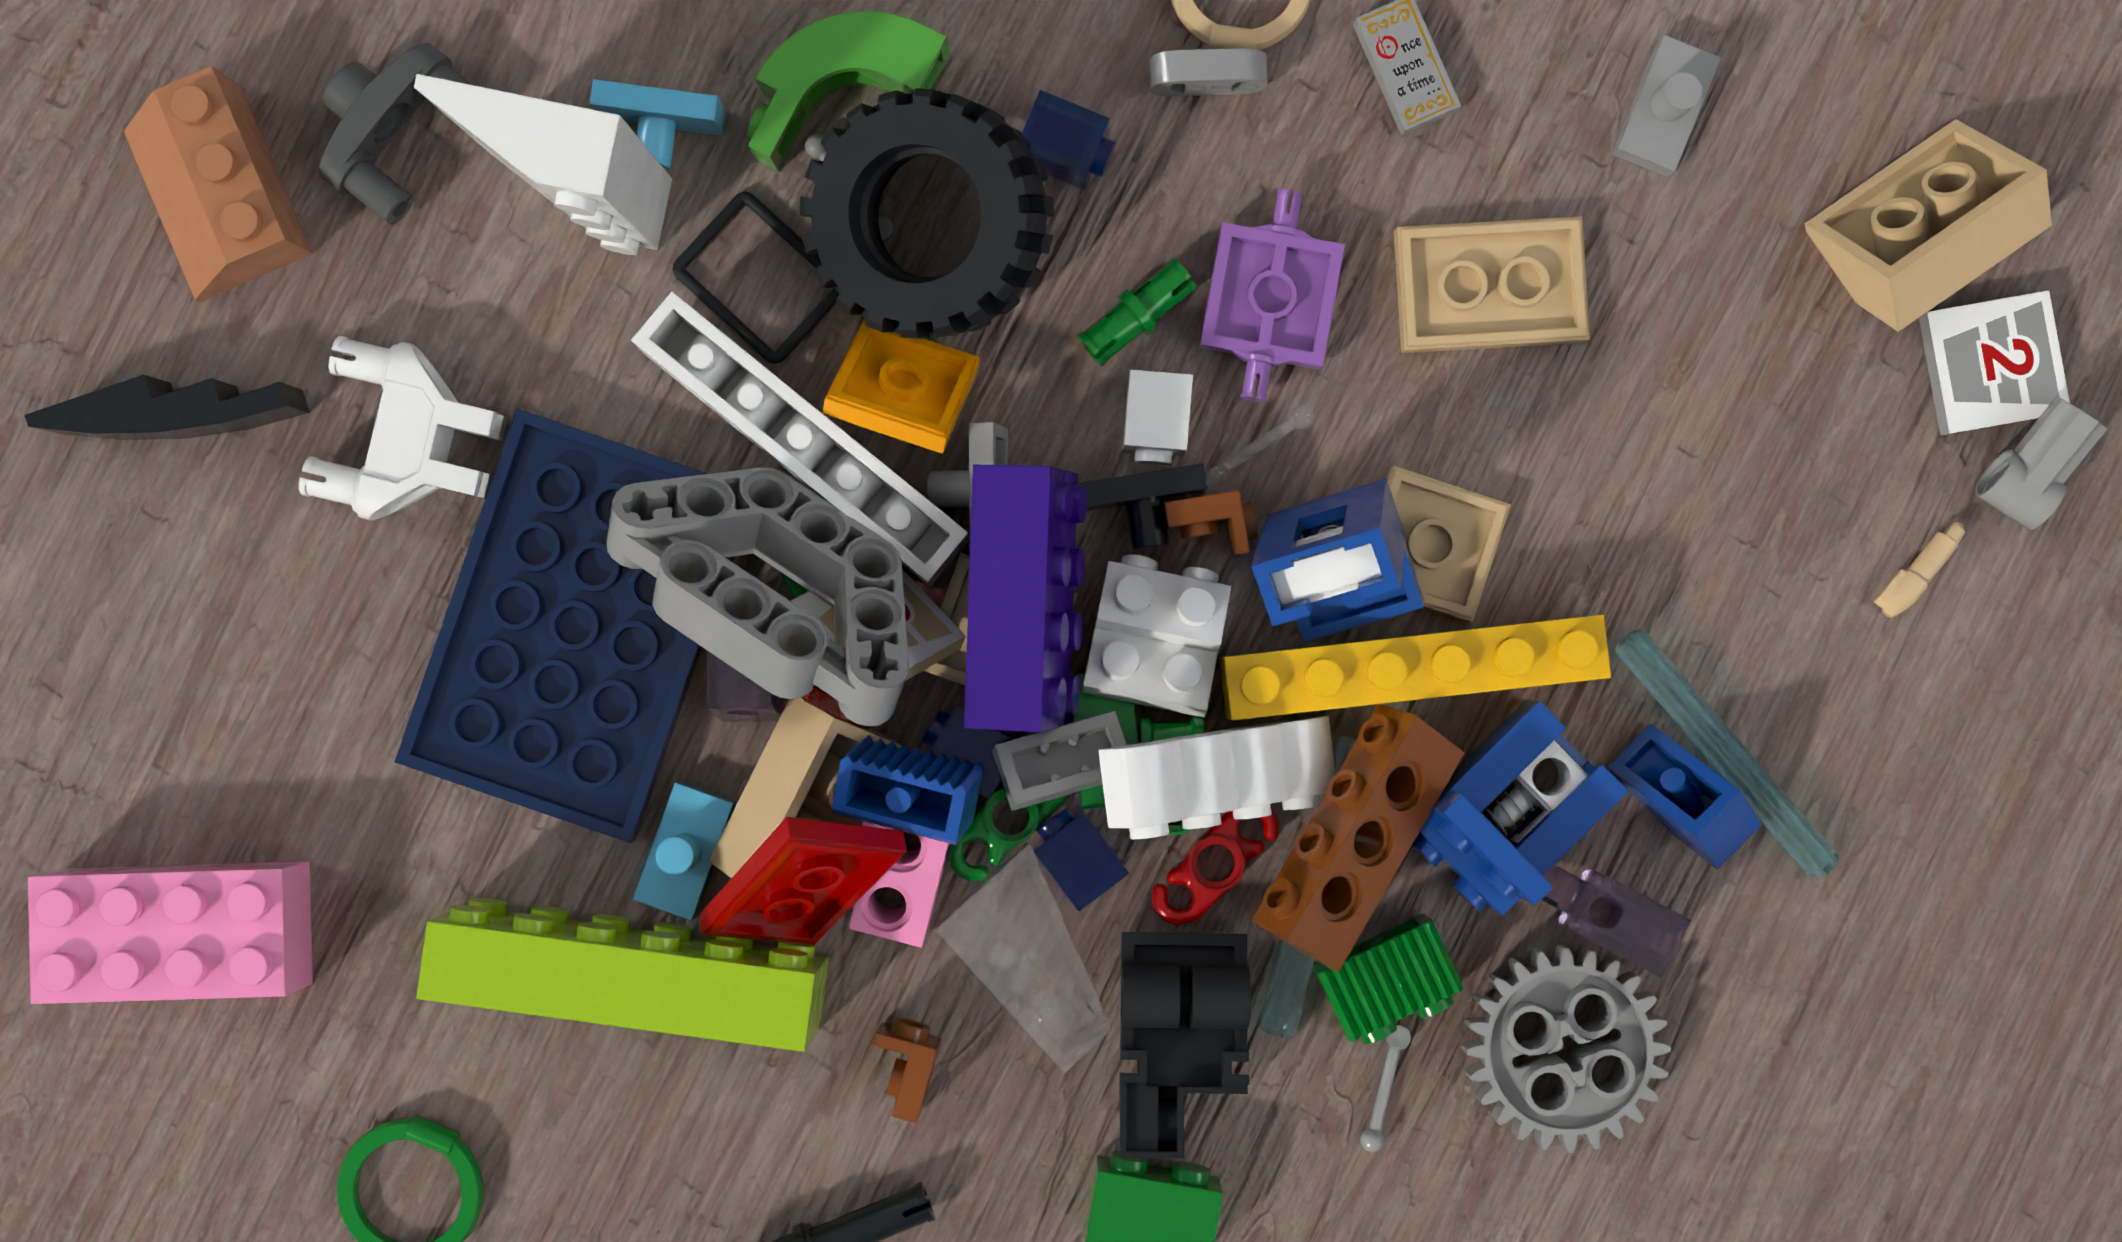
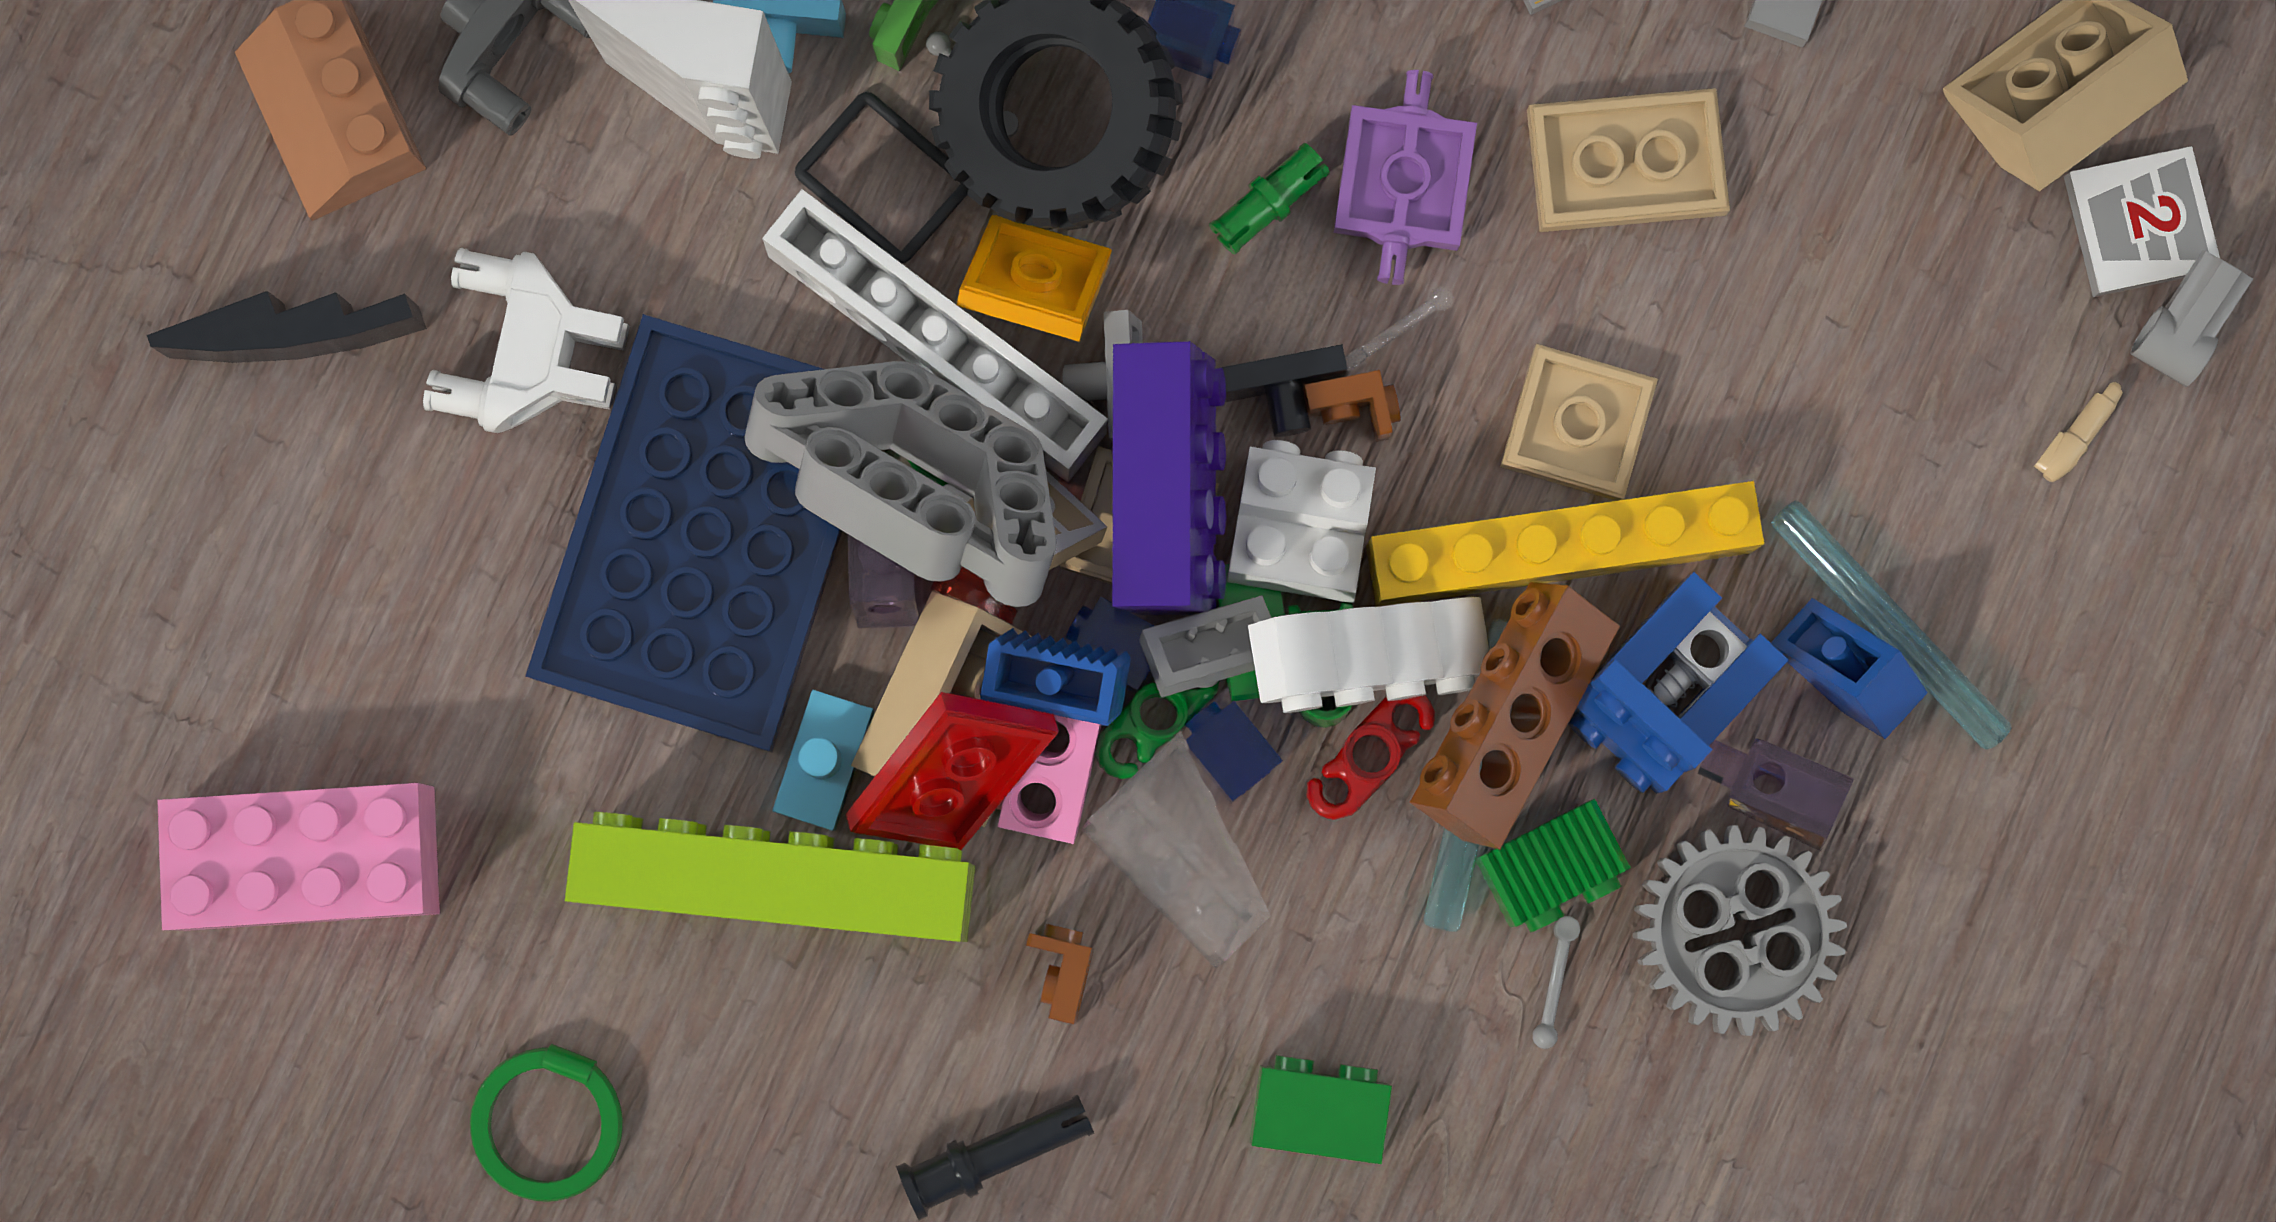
camera: 10 degrees left, 5 degrees down
(1157, 416) = (1293, 300): white brick -> none
(1184, 1026) = (1345, 920): black plate -> none
(1336, 563) = (1483, 440): blue brick -> none

